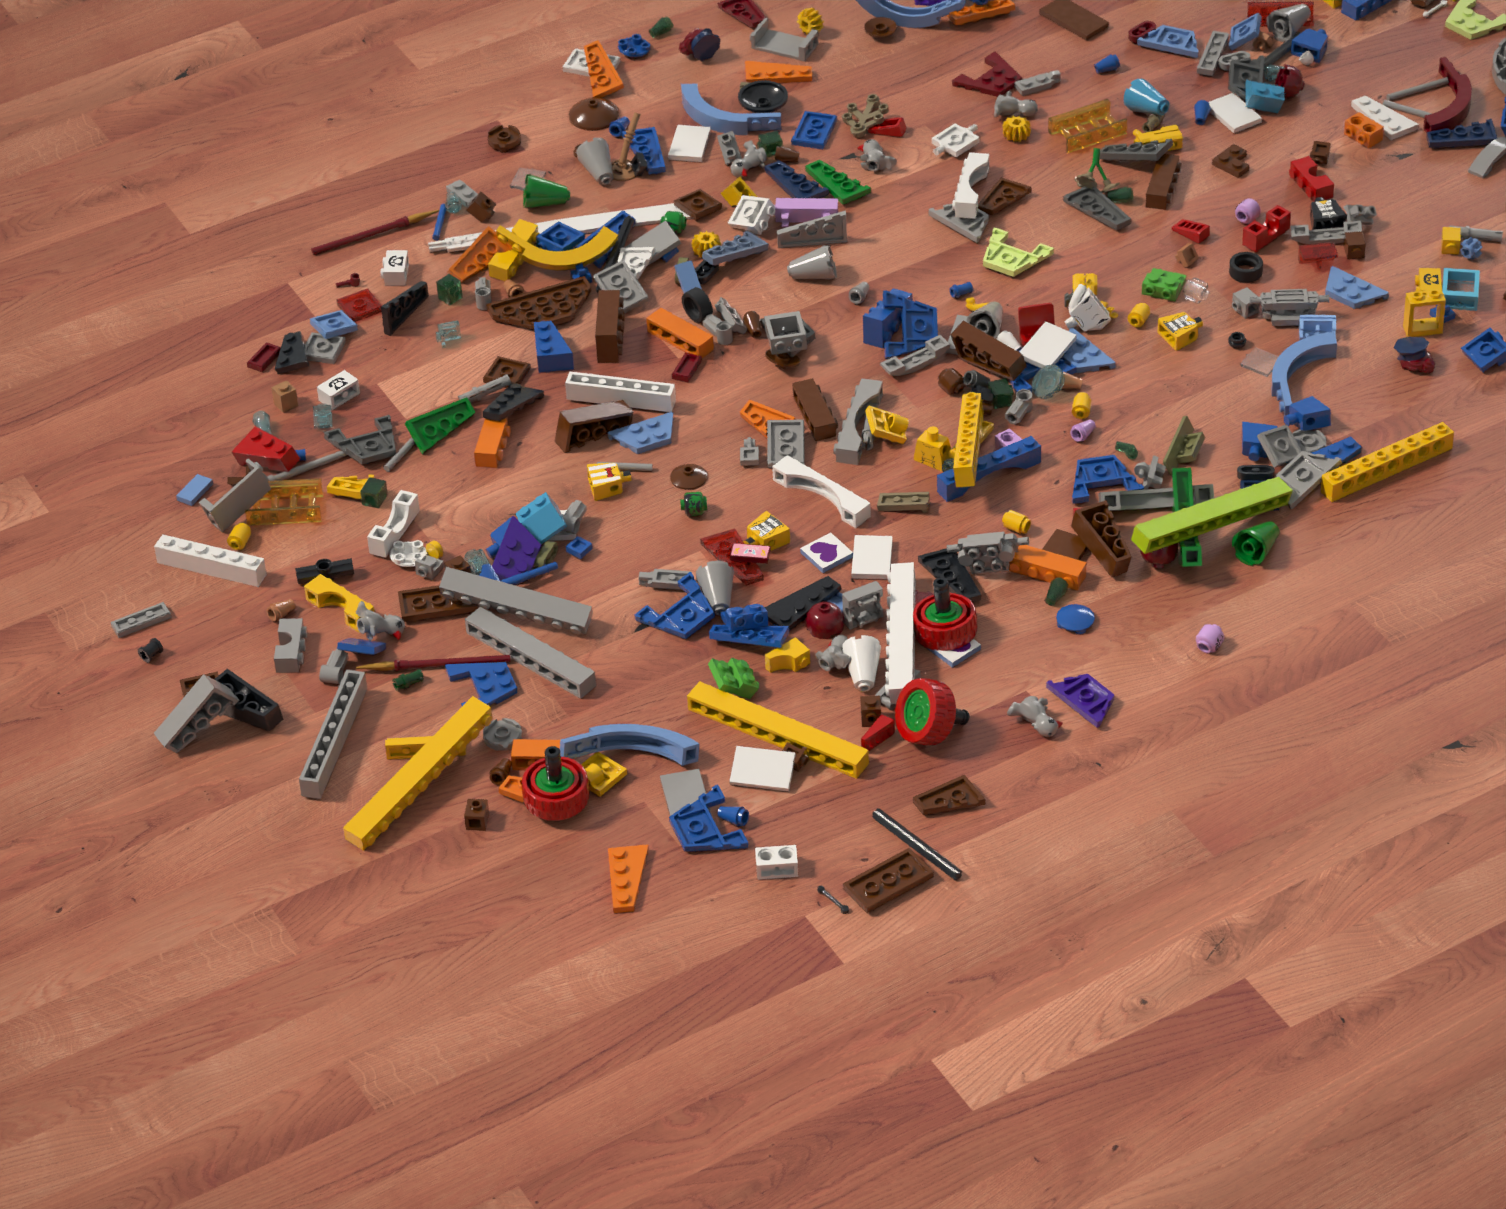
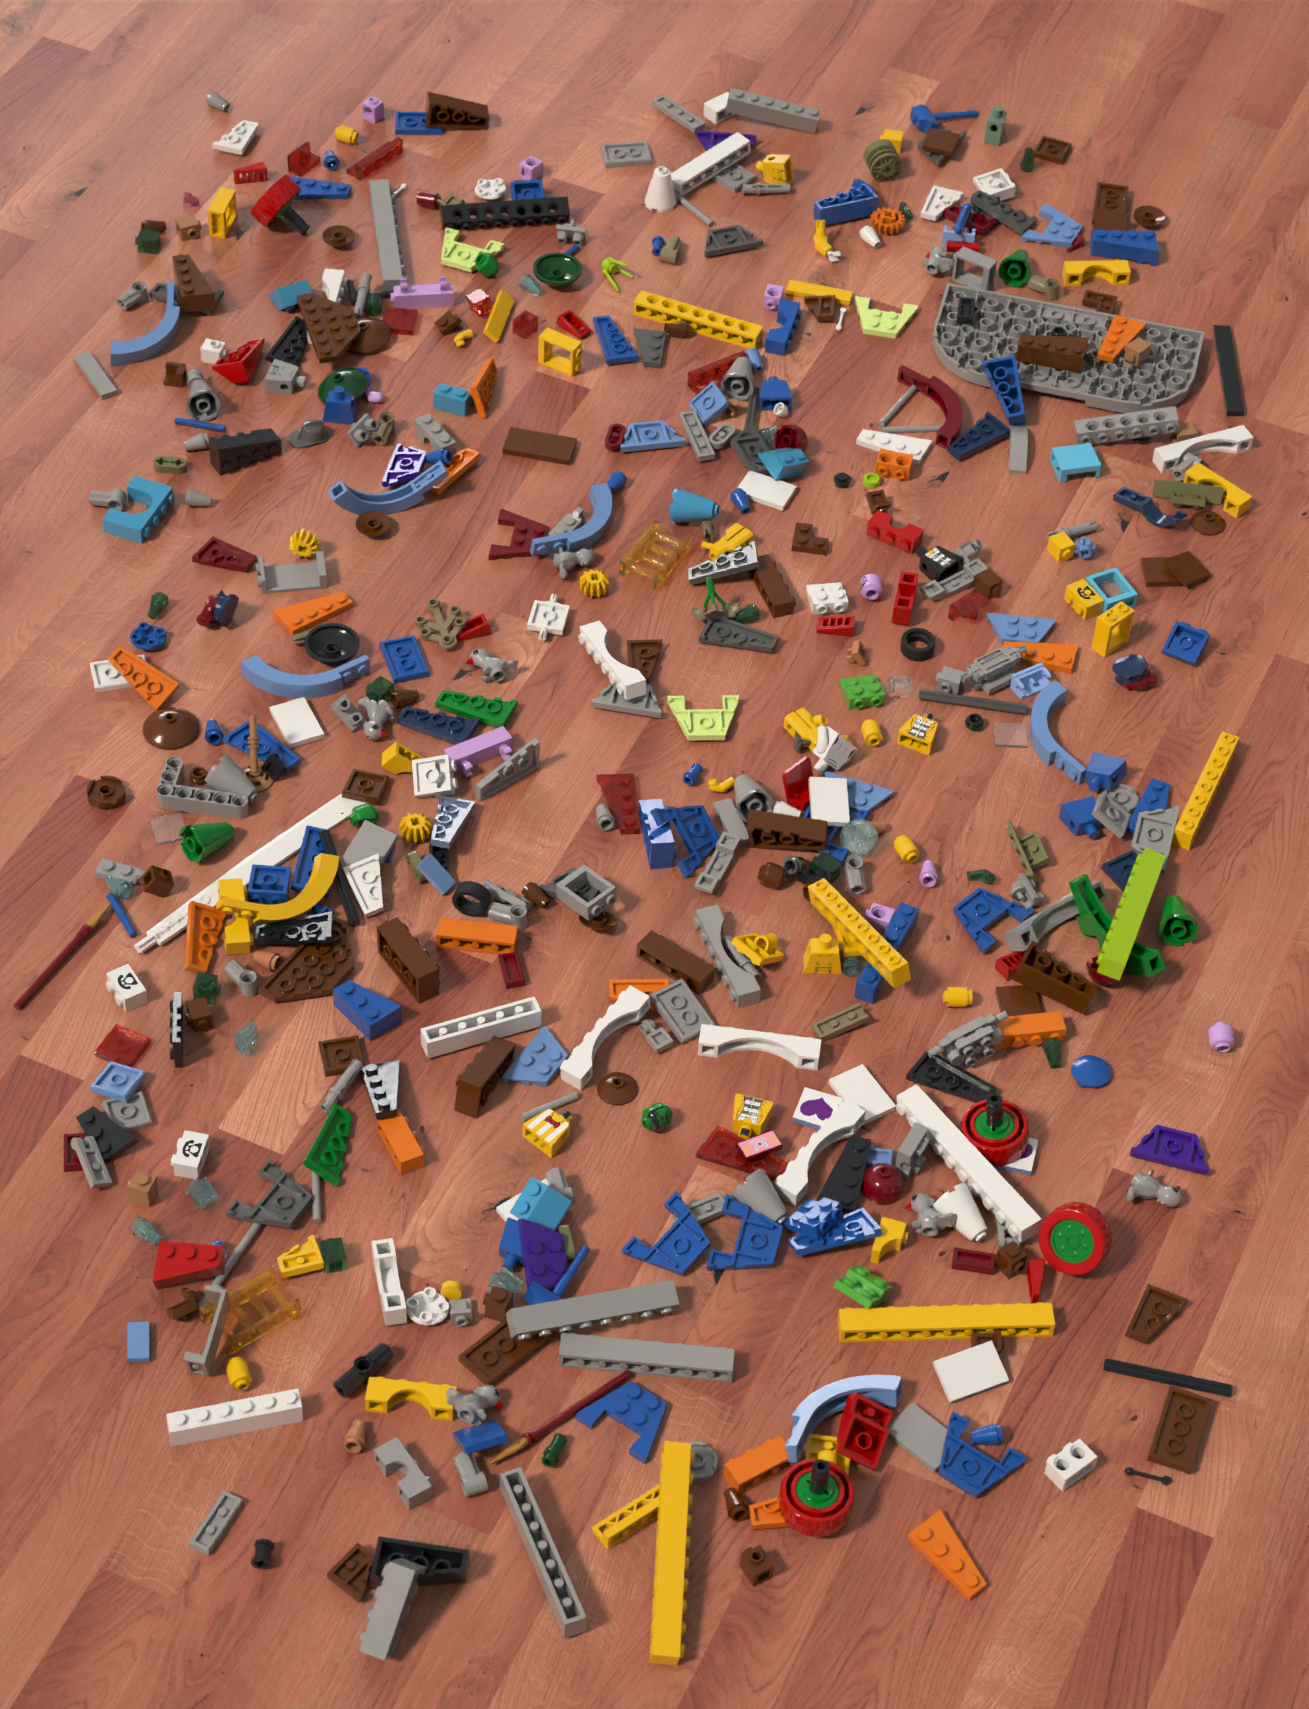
camera: 40 degrees left, 5 degrees up
(266, 366) = (91, 1162): none -> light grey plate
(354, 281) = (91, 1022): dark red hand -> none
(429, 304) = (199, 1014): none -> reddish brown brick
(550, 277) = (306, 929): none -> black wing
(553, 158) = (196, 800): none -> light grey beam
(579, 547) = (588, 1217): blue plate -> none
(621, 278) = (374, 907): light grey tile -> none
(625, 592) = (678, 1246): none -> blue wing
(637, 766) = (863, 1430): none -> red slope
(737, 423) = (627, 1009): none -> white arch
(761, 586) = (843, 1123): none -> white arch
(814, 265) = (542, 806): light grey cone -> none
(843, 702) = (973, 1261): none -> dark red tile
(889, 277) = (621, 800): none -> clear red wing
(1046, 91) = (585, 536): none -> medium blue arch
(1203, 207) = (827, 598): none -> white plate
(1249, 324) = (970, 701): none -> dark grey axle
(1255, 472) = (1109, 850): black plate -> none
(1307, 127) = (842, 480): none -> black plate
(1321, 12) = (754, 356): none -> medium blue cone
(1334, 136) = (871, 480): none -> lime tile
(1353, 316) = (1053, 656): none -> orange wing

